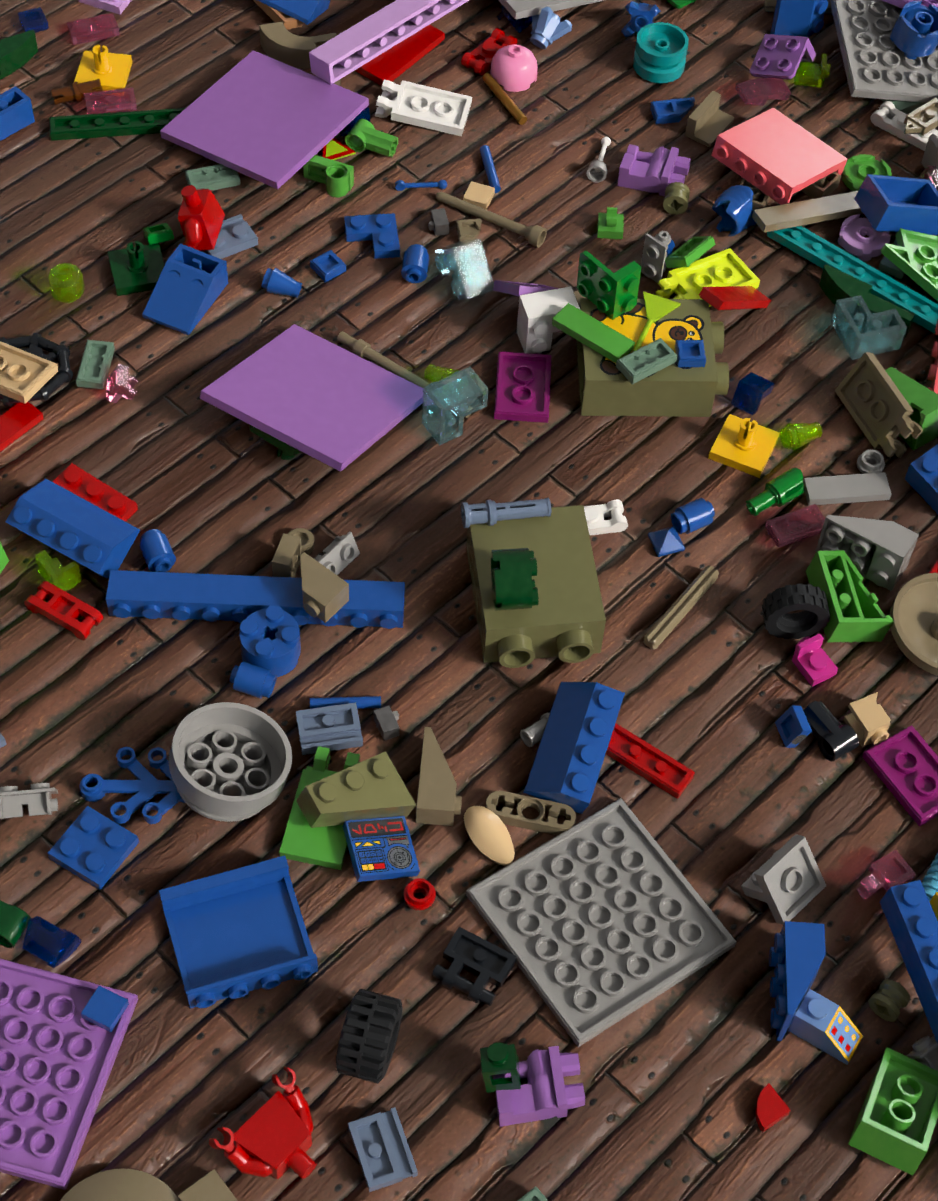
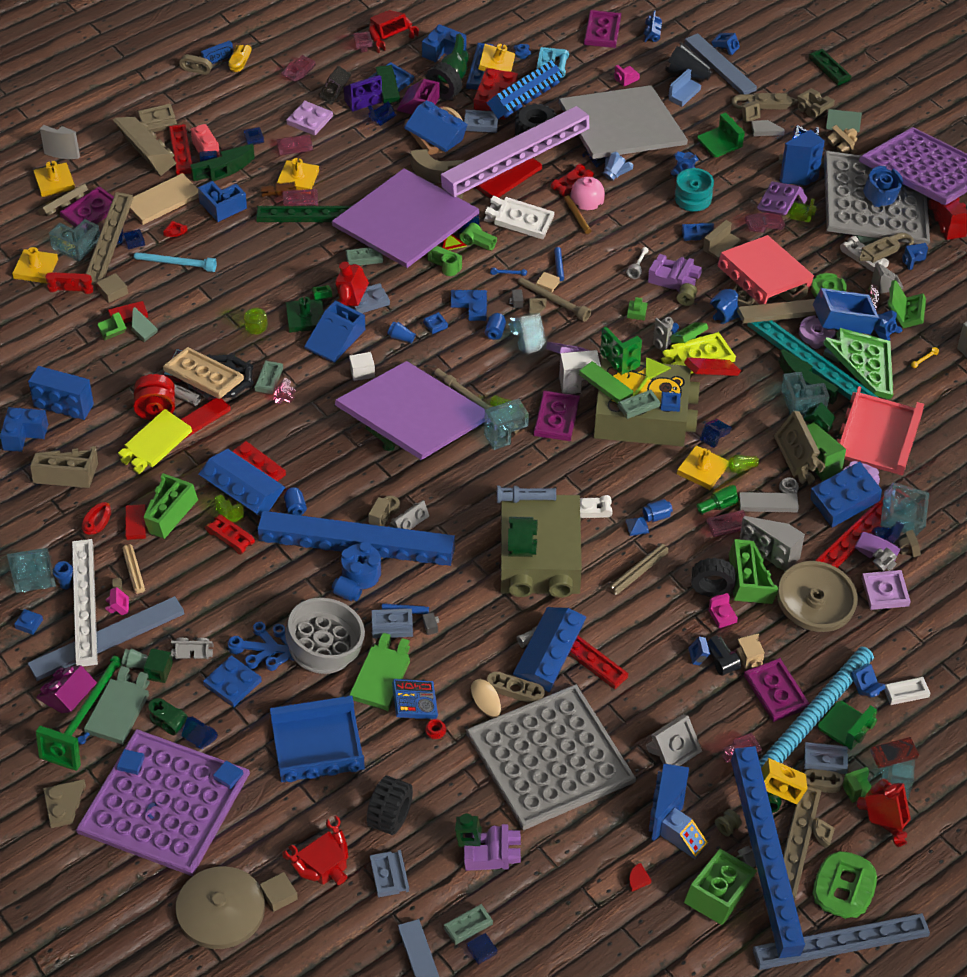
camera: 10 degrees right, 5 degrees down
(231, 337) = (362, 366): none -> white panel
(321, 589) = (398, 534): dark tan slope -> none
(357, 793) = (403, 662): olive wedge -> none
(437, 786) = (455, 669): dark tan slope -> none
(479, 958) = (466, 769): black plate -> none
(897, 355) = (821, 416): none -> dark green brick

